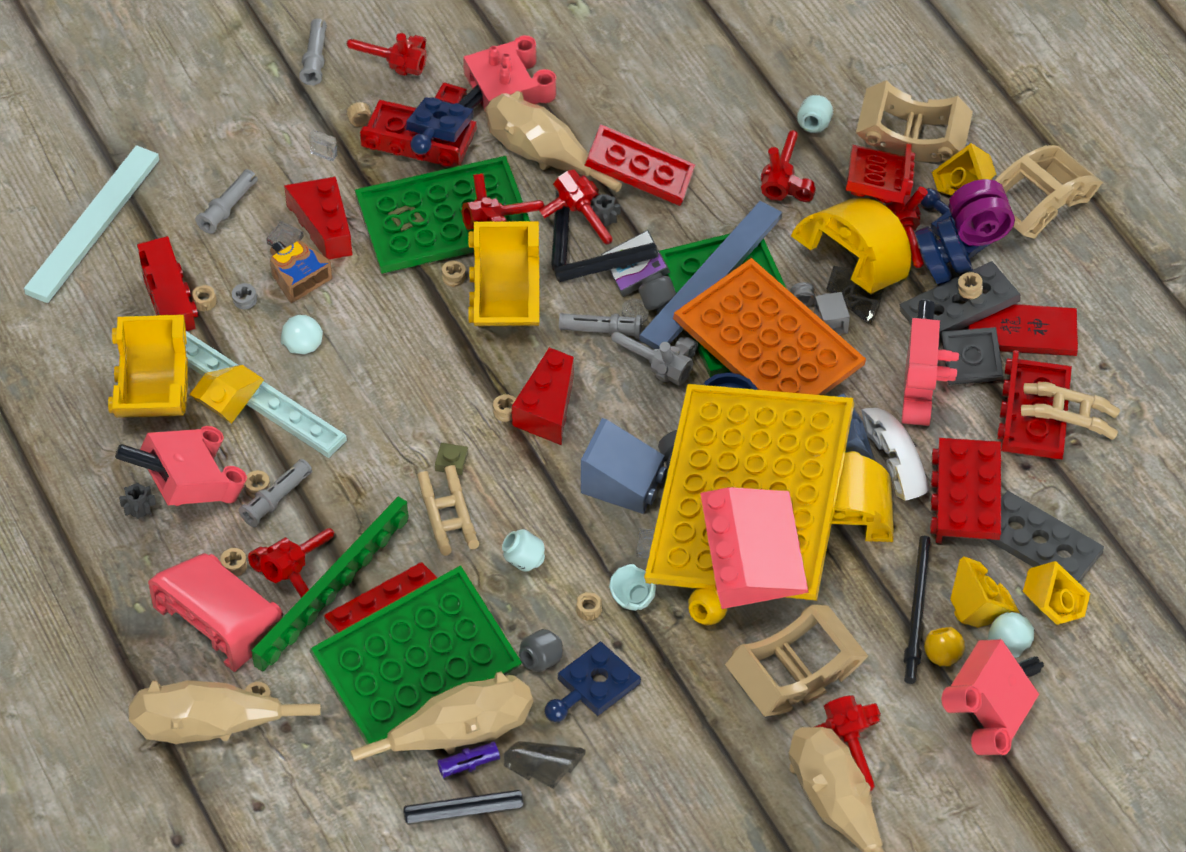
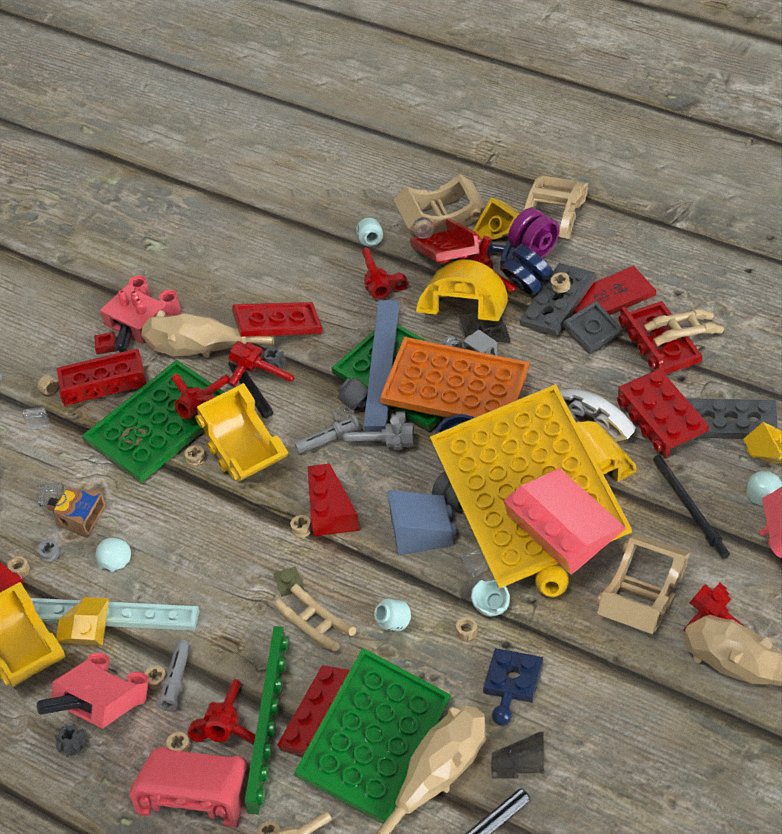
camera: 25 degrees left, 5 degrees down
(322, 214) = (70, 463): red wedge -> none
(404, 56) = (54, 332): red piece -> none
(436, 120) = (111, 360): dark blue plate -> none
(487, 754) = (465, 788): dark purple pin -> none
(540, 650) = (458, 678): dark grey head -> none
(606, 262) = (301, 392): black axle -> none
(629, 277) = (320, 383): tile -> none
(871, 140) = (423, 227): none -> clear tile
(922, 367) = (573, 347): coral piece -> none
(944, 646) = (731, 518): yellow piece -> none
(977, 596) = (725, 475): yellow slope -> none

